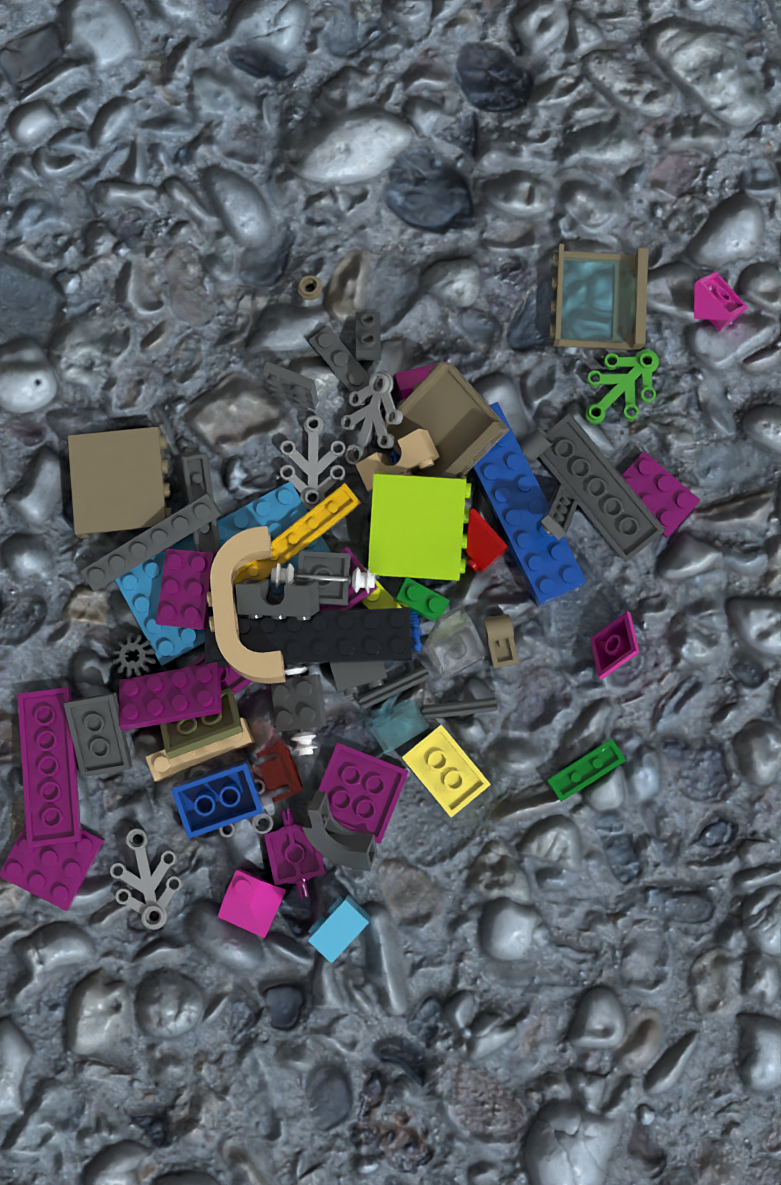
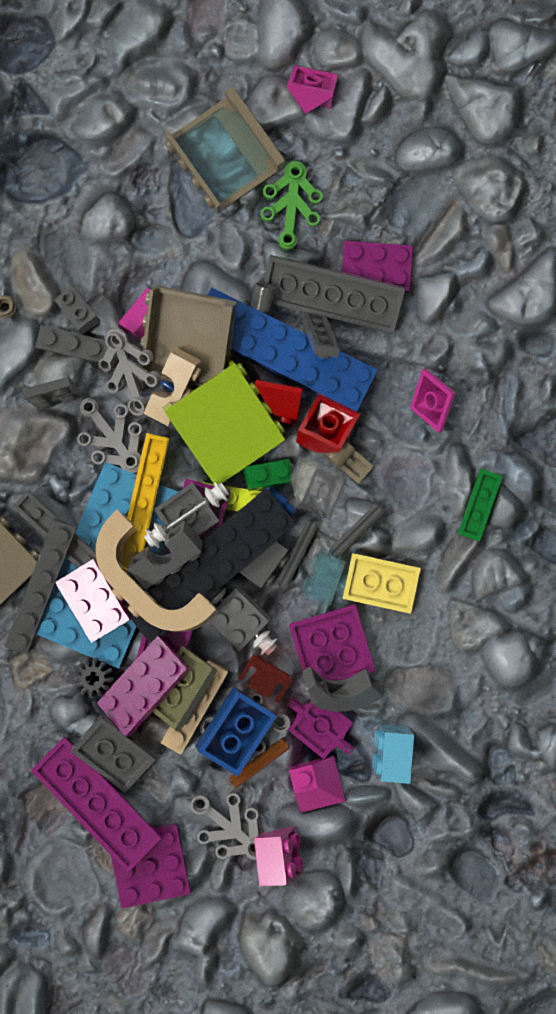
camera: 40 degrees left, 5 degrees up
(167, 939) = (278, 856): none -> slope
(220, 844) = (260, 762): none -> dark orange axle
(504, 596) = (326, 426): none -> red slope

